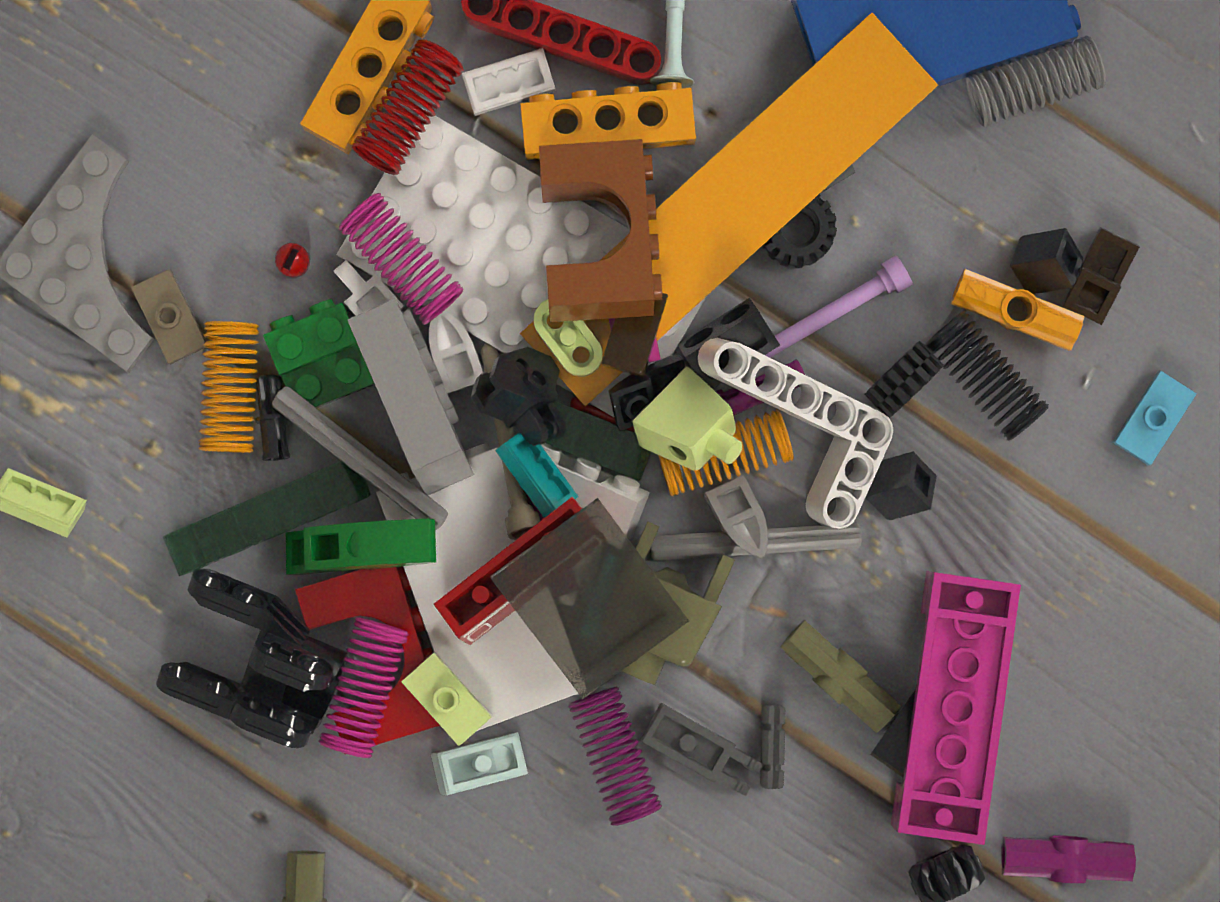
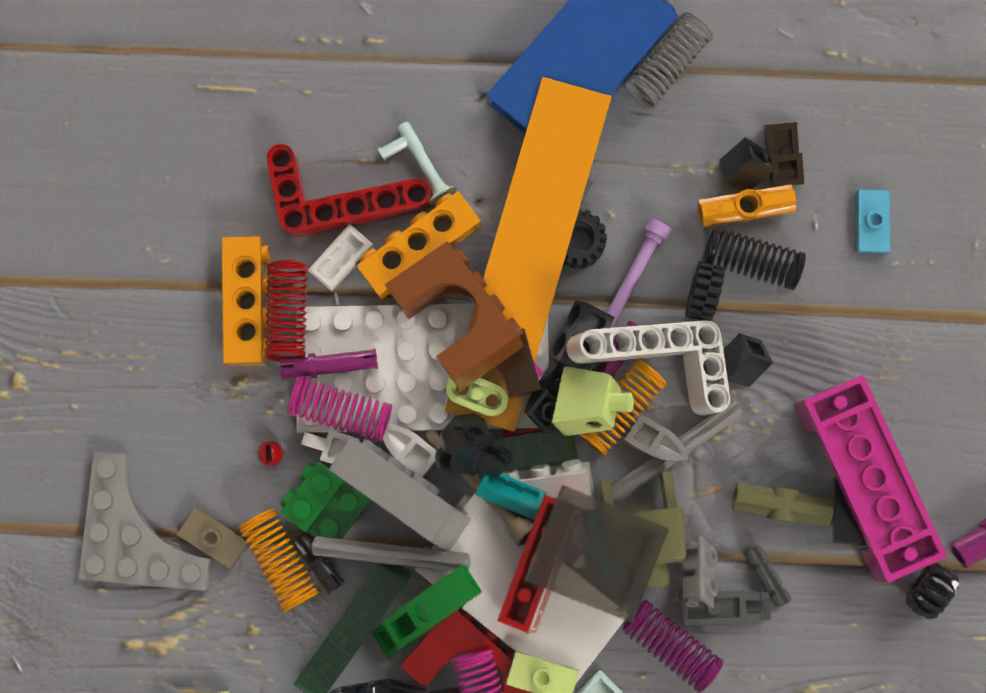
camera: 30 degrees left, 5 degrees down
(419, 198) = (328, 364): none -> magenta pin
(708, 681) = (700, 559): none -> light grey hinge

